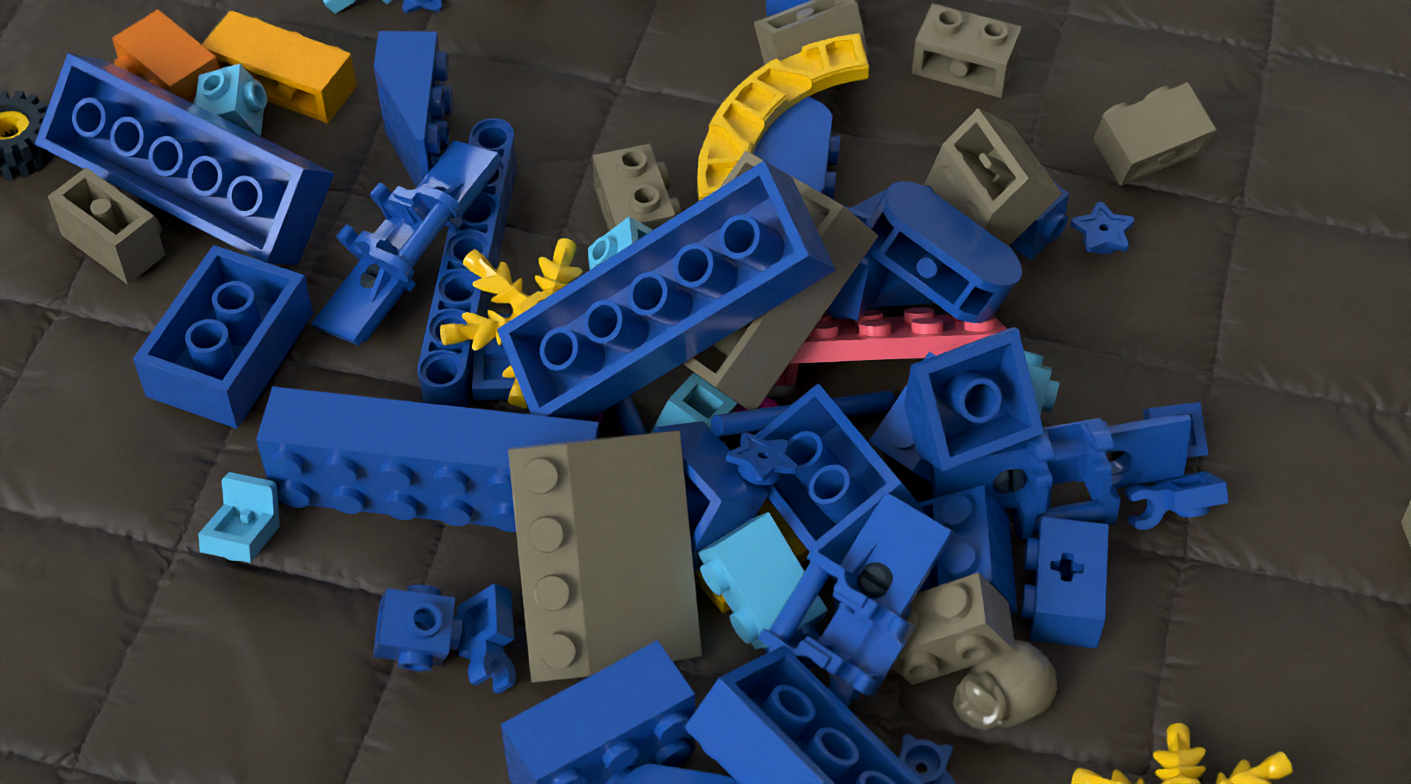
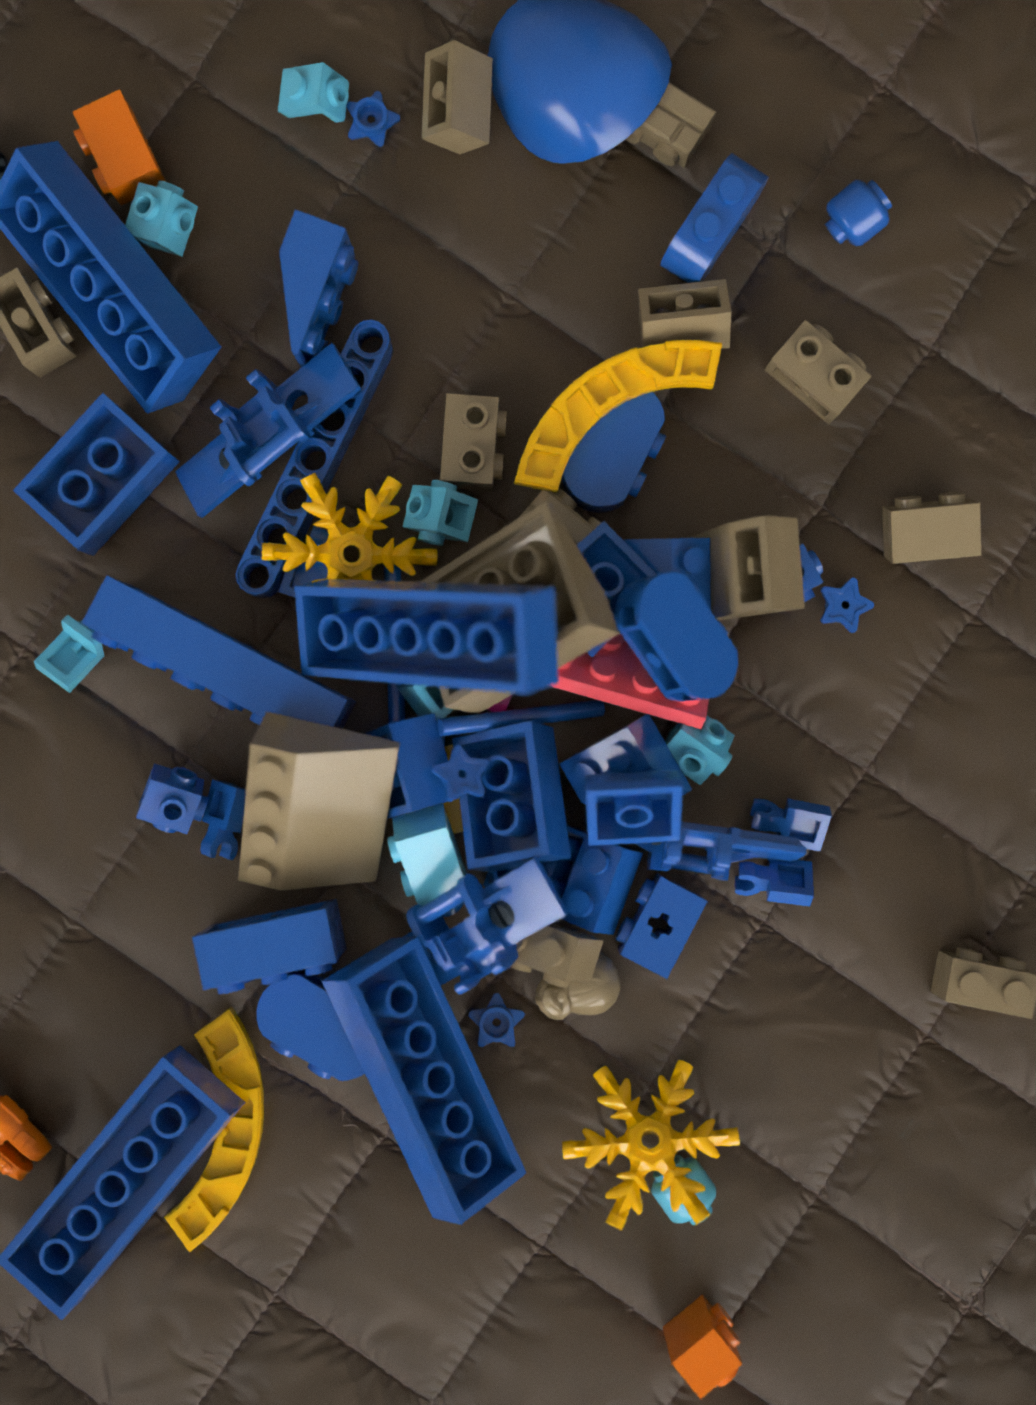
camera: 20 degrees right, 35 degrees up
(290, 67) = (218, 177): light orange brick -> none

